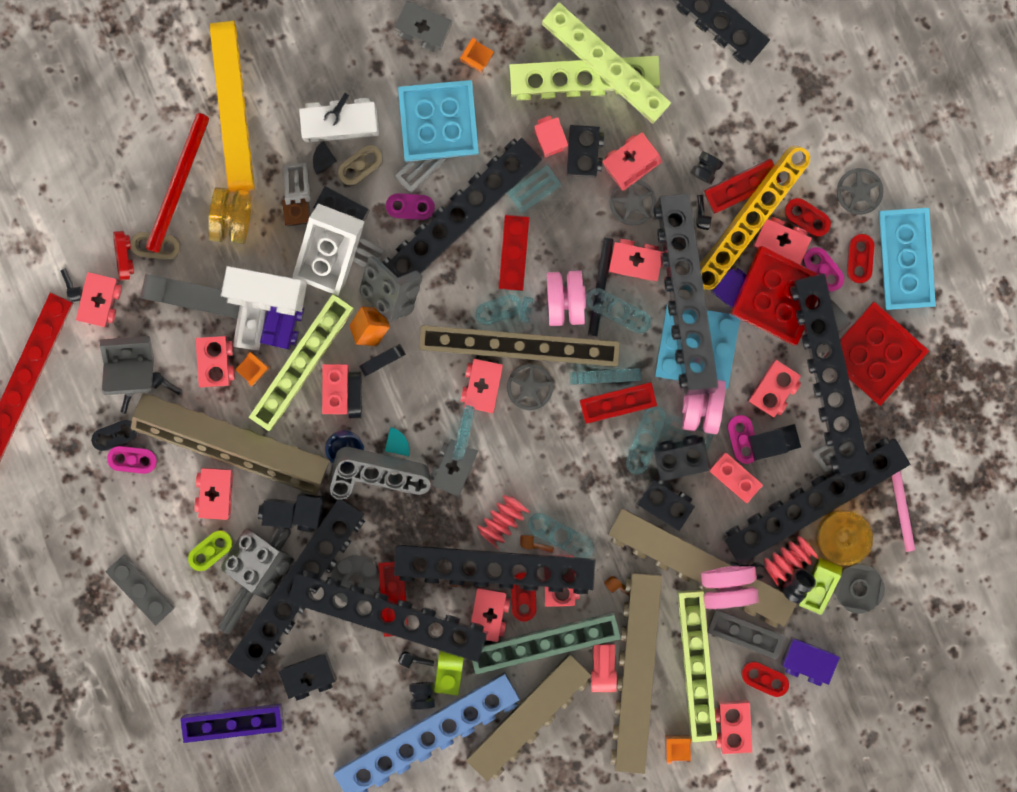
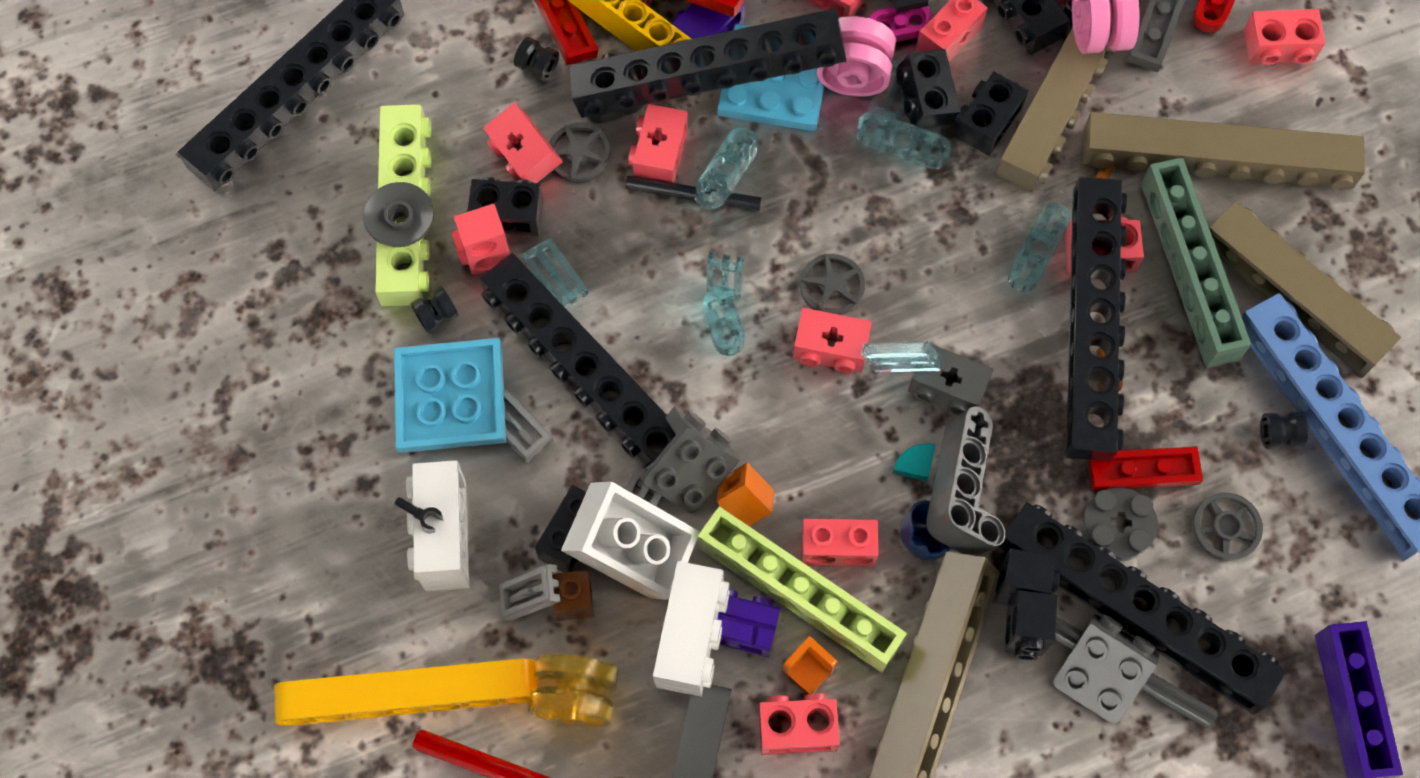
camera: 85 degrees left, 20 degrees down
(210, 550) = (1093, 735): lime plate -> none
(222, 481) = (1021, 718): coral brick -> none
(249, 327) = (745, 670): white plate -> none
(293, 676) = (1271, 610): black brick -> none
(302, 596) = (1217, 342): black brick -> none
(322, 158) = (494, 561): black tile -> none
(354, 395) = (848, 511): black beam -> none
(355, 652) = (1227, 526): none -> dark grey wheel
(360, 165) = (508, 507): dark tan plate -> none
(382, 360) = (795, 478): black beam -> none
(407, 658) = (1231, 453): black hand -> none
(410, 206) = (572, 437): magenta plate -> none
(437, 25) = (308, 396): dark grey brick -> none
(448, 674) = (1230, 392): lime plate -> none
(476, 55) = (361, 344): orange panel -> none
(494, 599) = (1159, 339): coral brick -> none
(502, 520) = (1023, 317): coral piece -> none
(504, 111) = (440, 304): none -> black wheel
(514, 253) = (643, 301): red plate -> none
(519, 345) = (775, 291): dark tan brick -> none
(520, 596) = (1136, 284): red plate -> none
(527, 542) = (1051, 289): dark orange hand -> none
(566, 64) = (396, 201): none -> dark grey dish
(566, 298) = (707, 221): bright pink wheel -> none
(603, 673) = (1223, 191): coral piece -> none
(605, 376) = (817, 185): clear light blue beam -> none
(606, 63) = (382, 159): yellowish green brick -> none
(618, 403) = (853, 171): red plate -> none
(677, 748) = (1319, 107): orange panel -> none
(697, 665) = (1208, 74): yellowish green brick -> none

